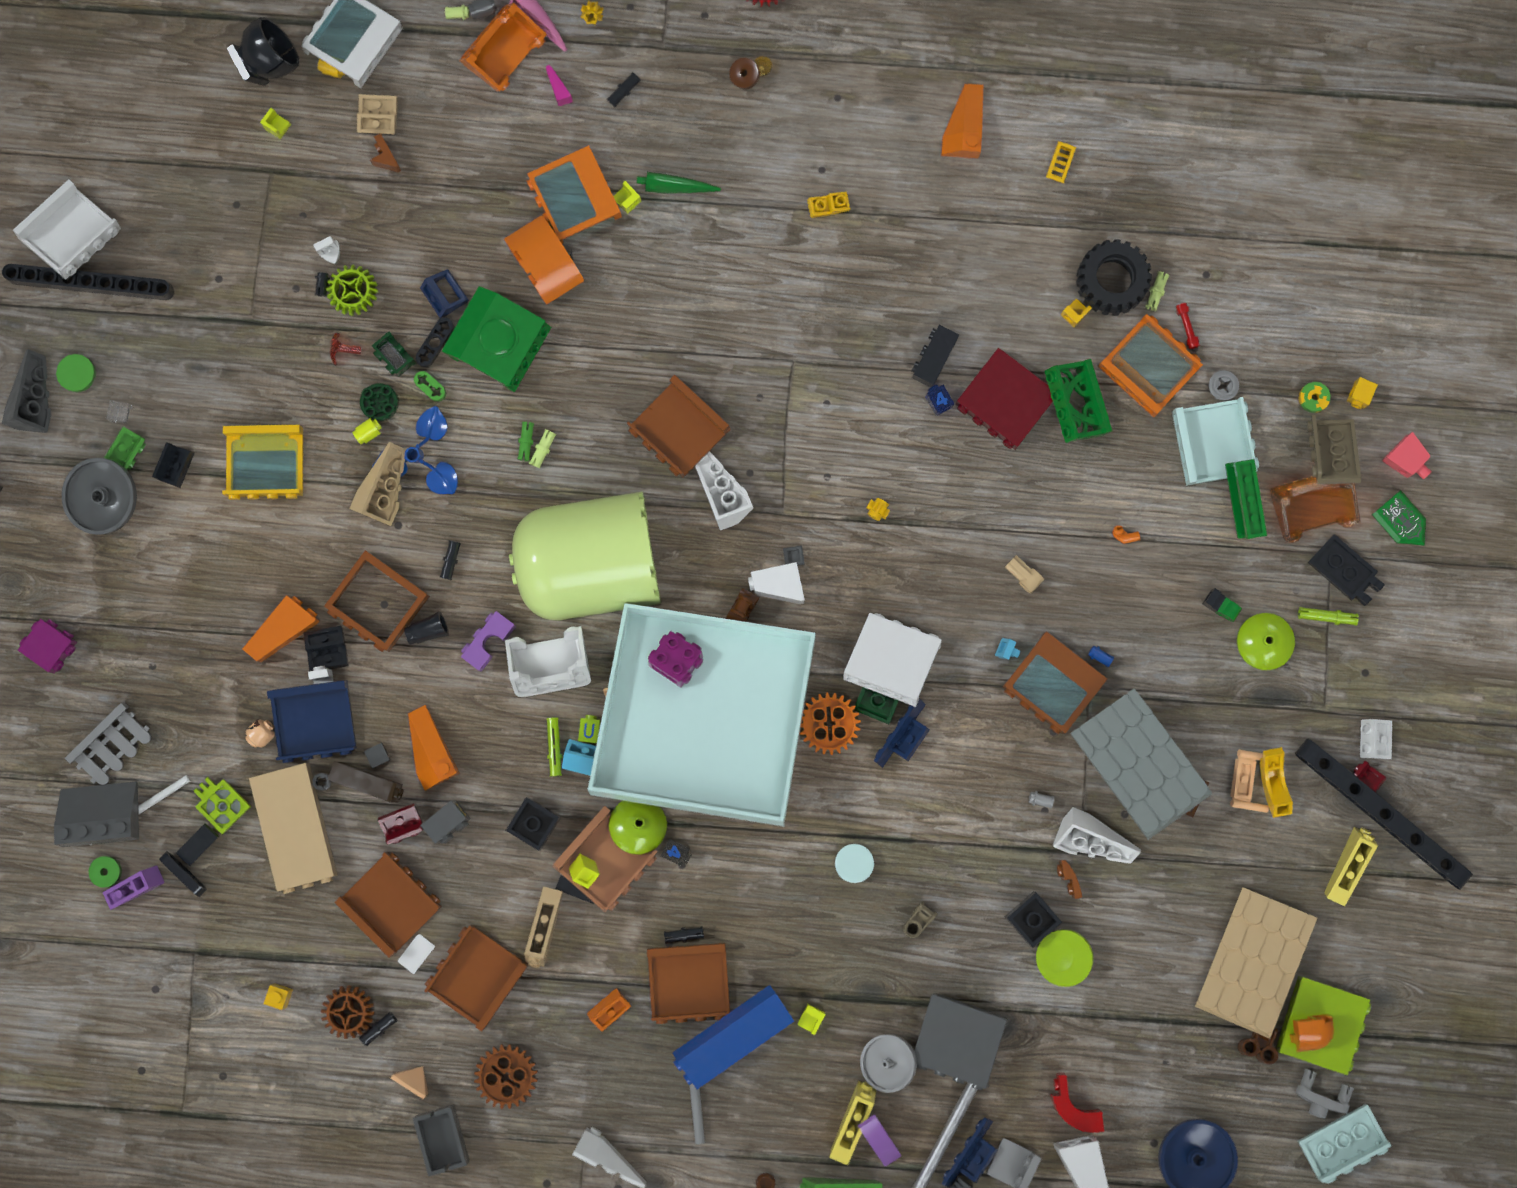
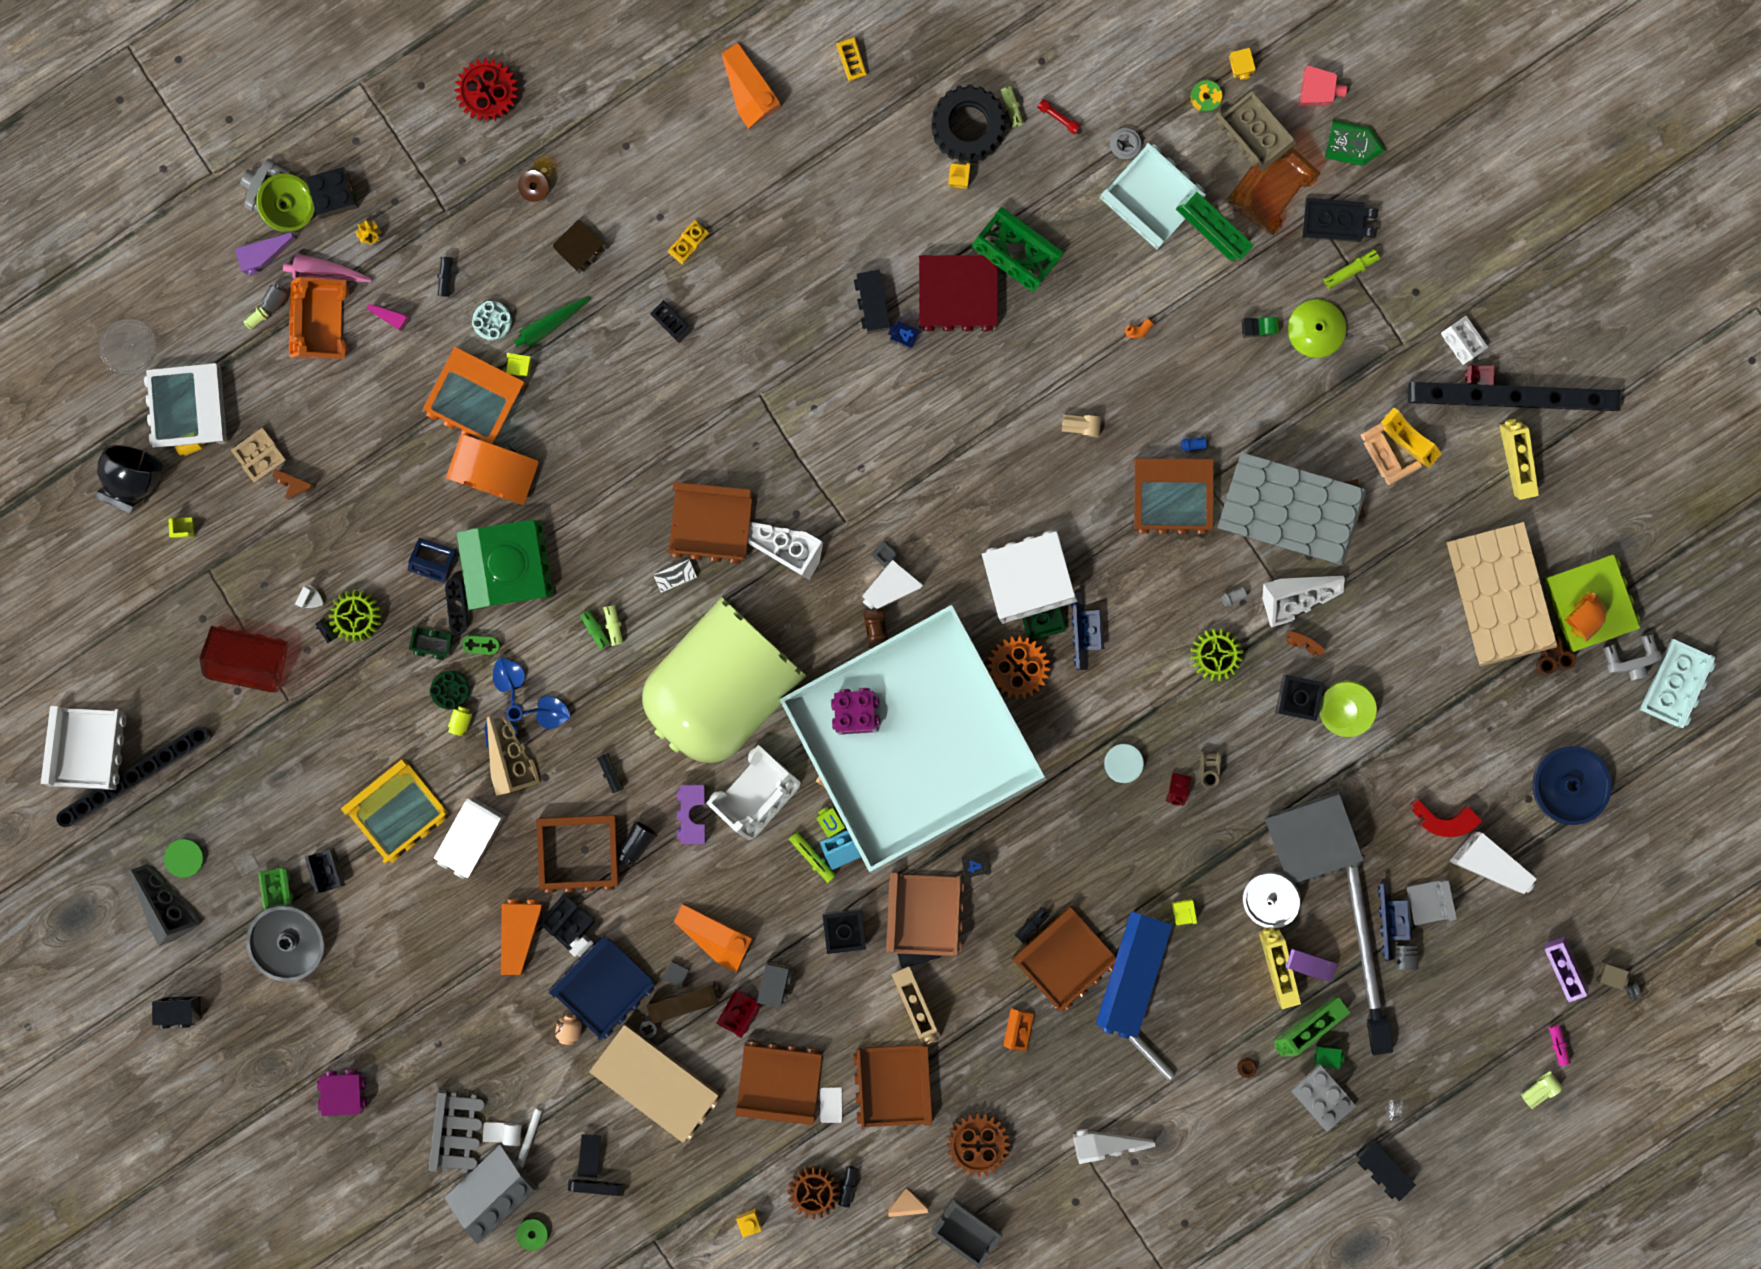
camera: 35 degrees left, 5 degrees up
(133, 887) = (565, 1228): medium lavender slope -> none
(145, 773) = (504, 1133): none -> white panel
(221, 804) = (582, 1109): lime piece -> none
(241, 257) = (243, 659): none -> clear red windscreen
(303, 524) = (469, 837): none -> white slope
(337, 346) = (379, 672): clear red plant -> none
(584, 871) = (914, 937): neon yellow panel -> none
(619, 448) = (675, 576): none -> tile
(631, 837) = (933, 880): lime dish -> none
(633, 150) = (492, 321): none -> light aqua tile
(743, 144) = (579, 246): none -> dark brown bracket
(768, 266) = (682, 333): none -> black slope
(878, 509) = (923, 463): yellow gear -> none
(881, 917) = (1178, 789): none -> dark red bracket
(1007, 649) = (1114, 497): medium azure tile -> none
(1007, 843) = (1217, 663): none -> lime gear
(1150, 365) = (1053, 173): clear light blue panel -> none

